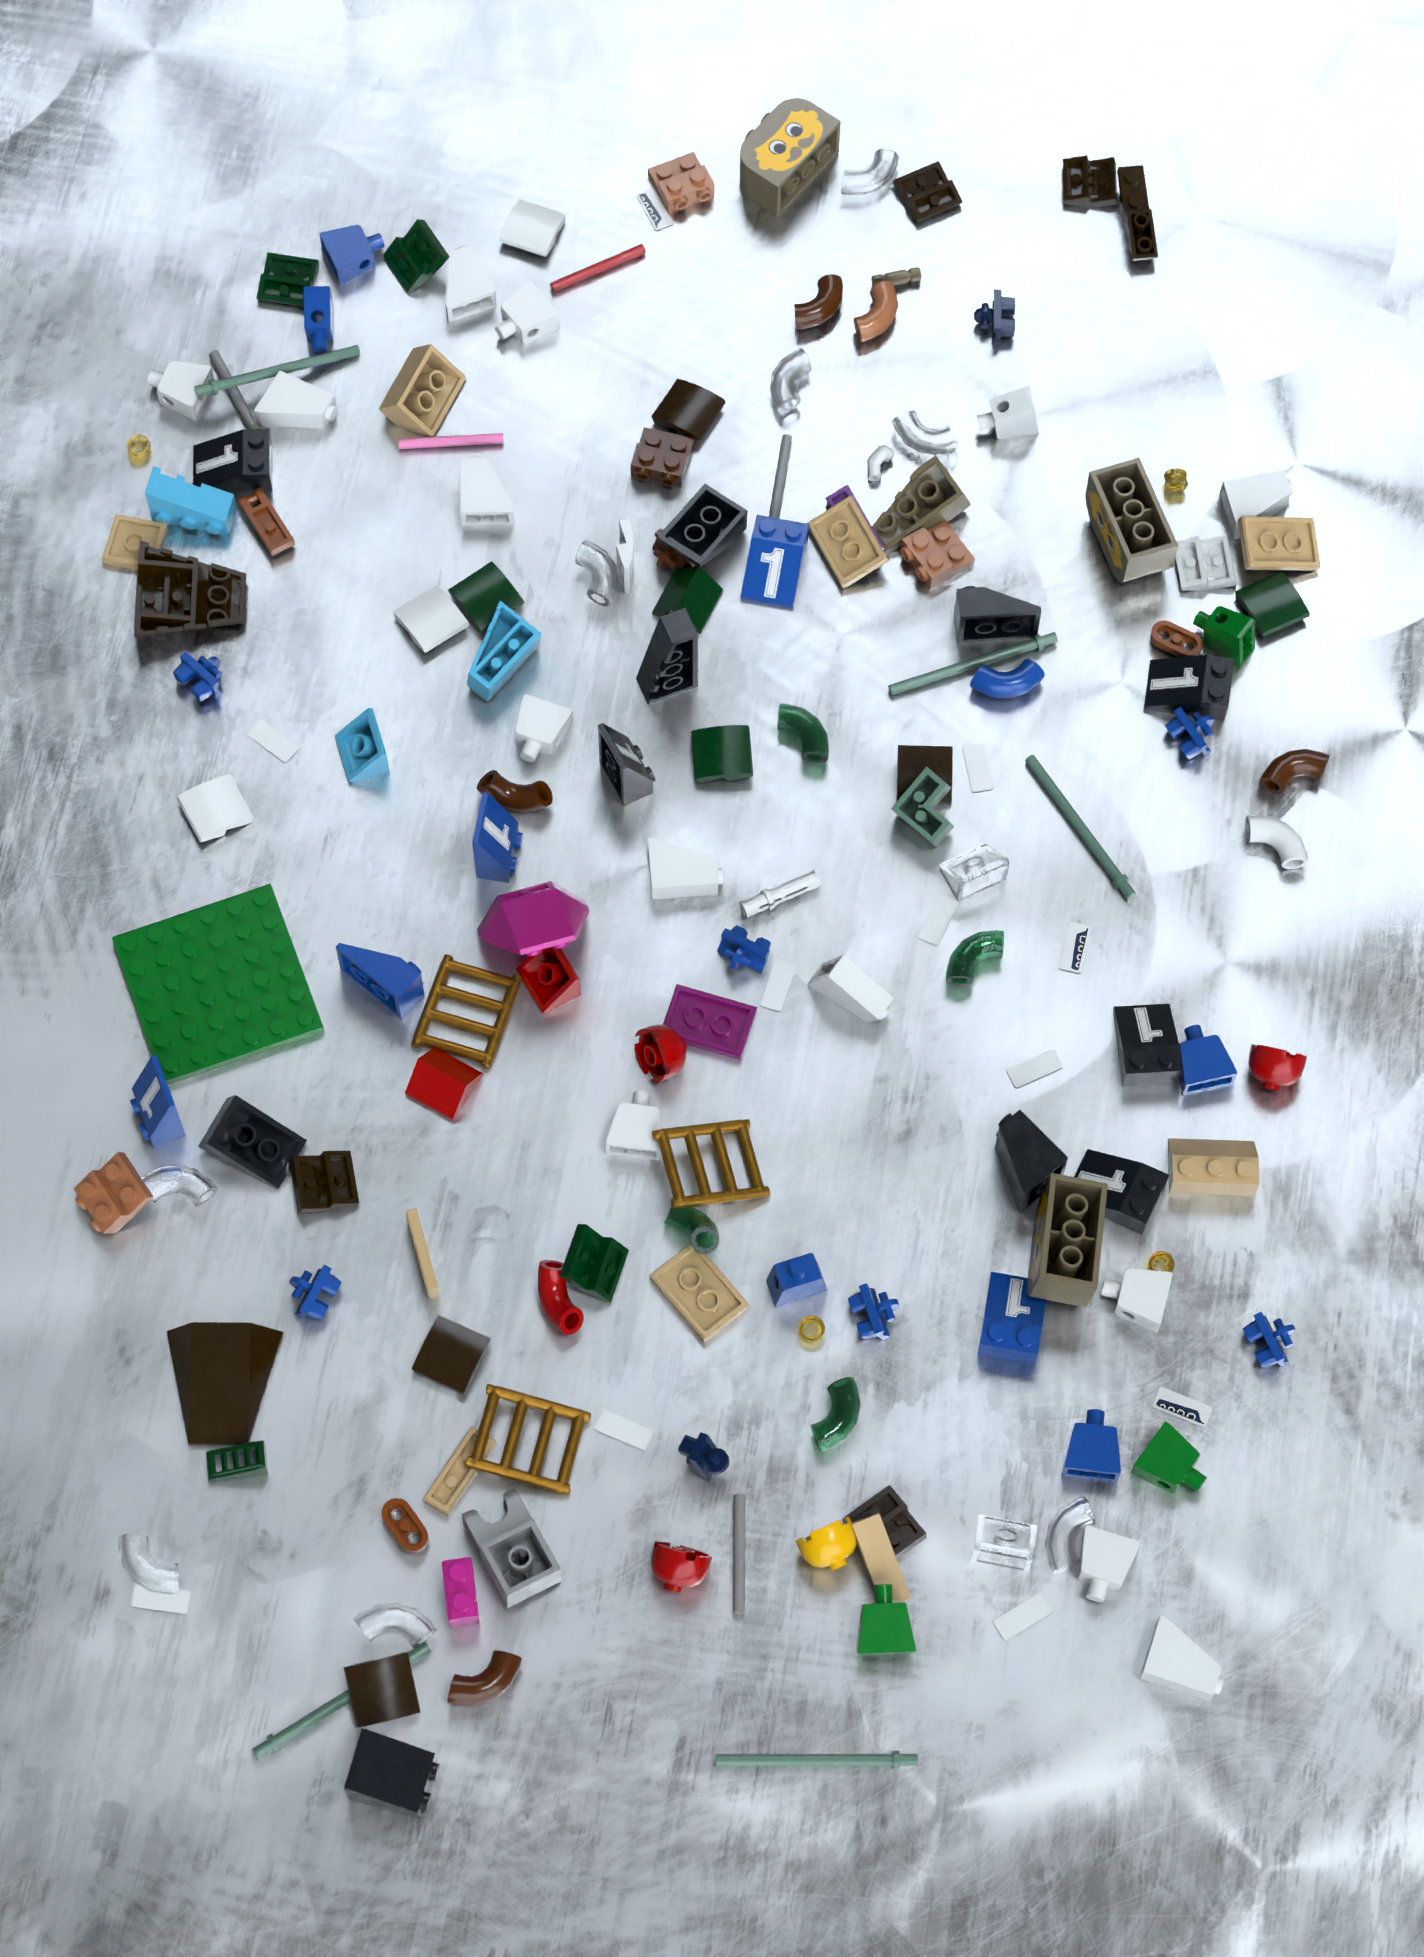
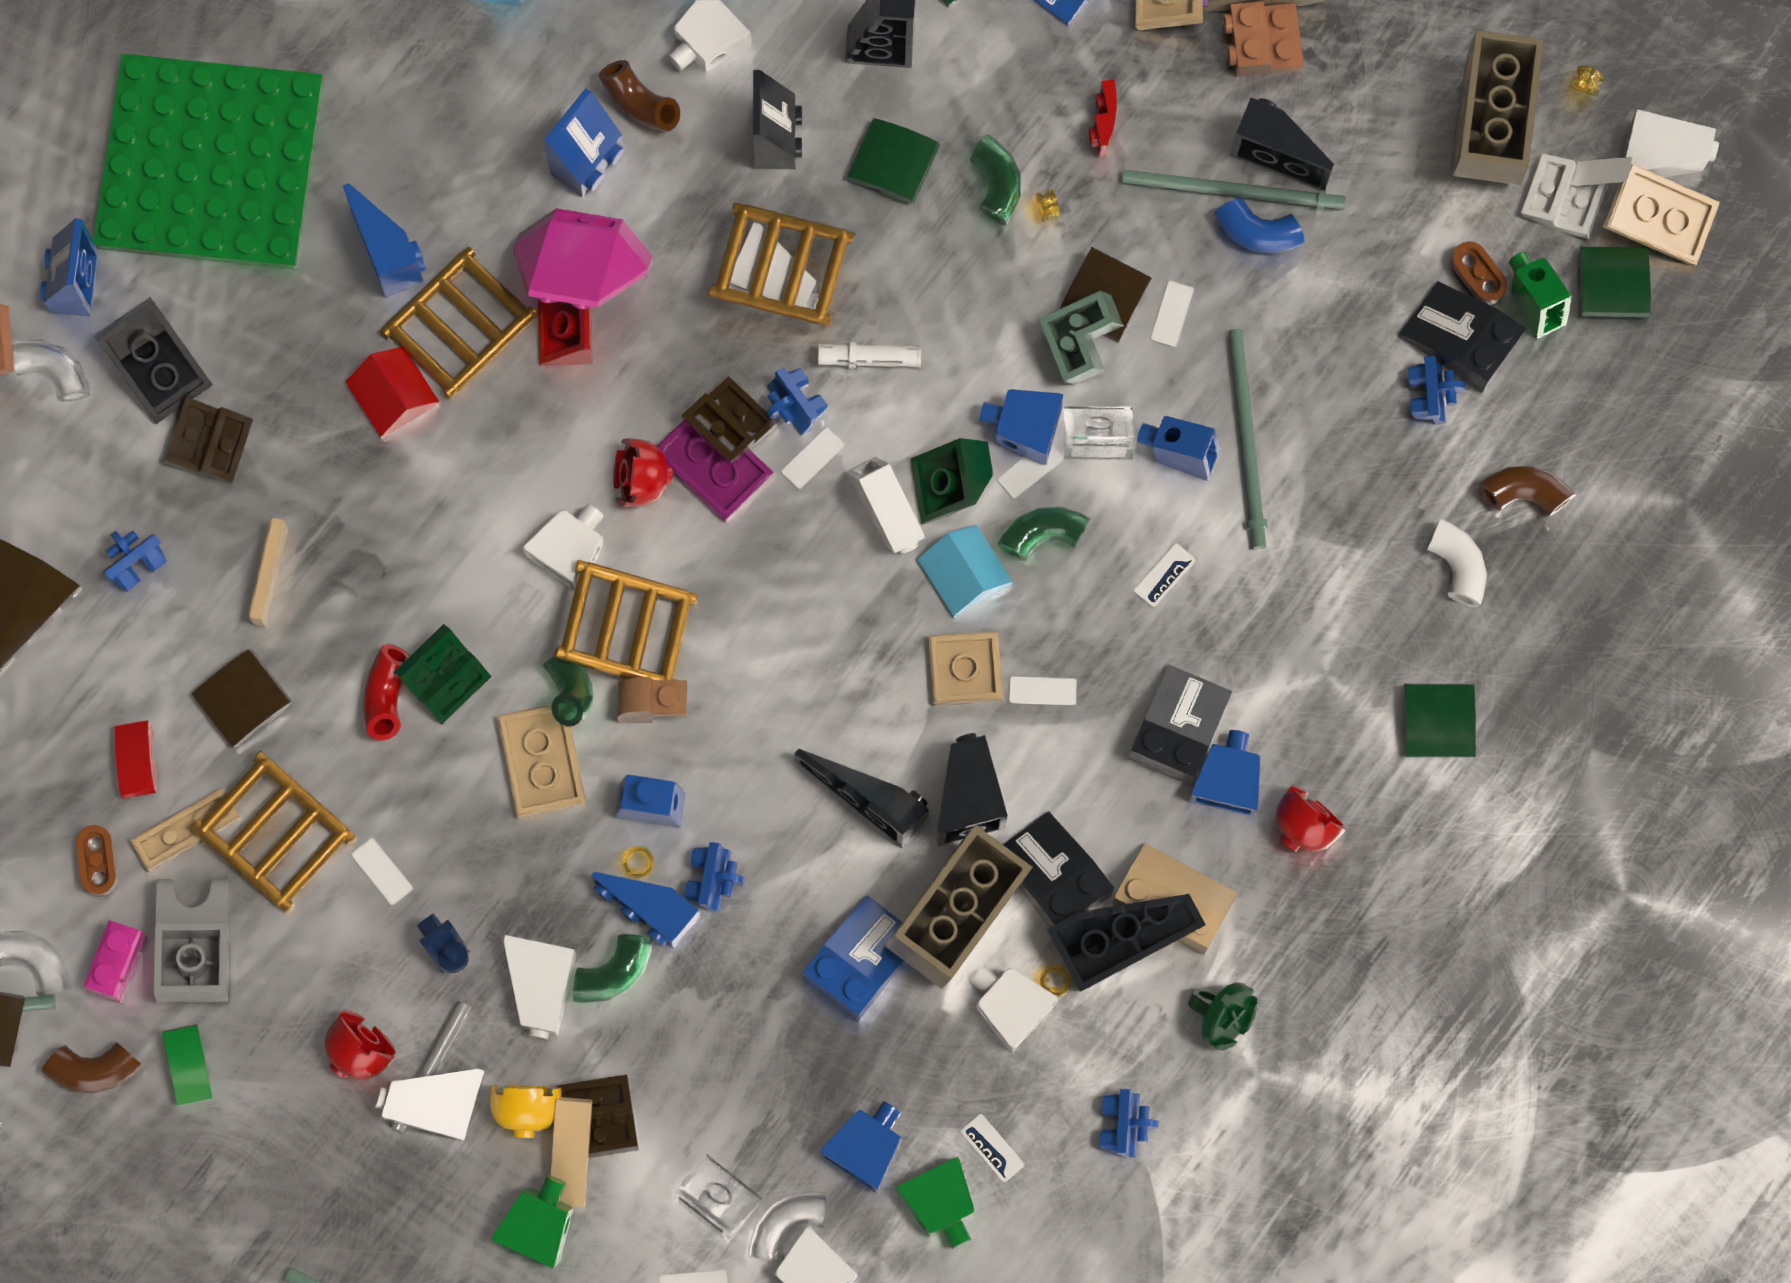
camera: 25 degrees right, 10 degrees up
(395, 1437) = (134, 759): none -> red slope
(556, 1641) = (187, 1064): none -> green slope
(678, 889) = (787, 306): none -> pearl gold bar
(705, 984) = (729, 420): none -> dark brown slope
(754, 1206) = (647, 698): none -> medium nougat brick
(759, 1576) = (433, 1102): none -> white slope
(788, 1451) = (539, 983): none -> white slope
(843, 1353) = (656, 906): none -> blue slope
(849, 733) = (1047, 205): none -> clear yellow bush
(859, 661) = (1103, 125): none -> red slope
(887, 949) = (951, 477): none -> dark green slope
(919, 887) = (1025, 422): none -> blue torso
(931, 1011) = (964, 569): none -> medium azure slope
(962, 1200) = (880, 802): none -> black wedge
(971, 1078) = (965, 668): none -> tan tile
(1039, 849) = (1182, 445): none -> blue torso
(1188, 1211) = (1115, 937): none -> black wedge
(1223, 532) = (1602, 171): none -> white sticker
(1298, 1225) = (1224, 1013): none -> dark green tile
(1325, 953) = (1439, 720): none -> dark green slope

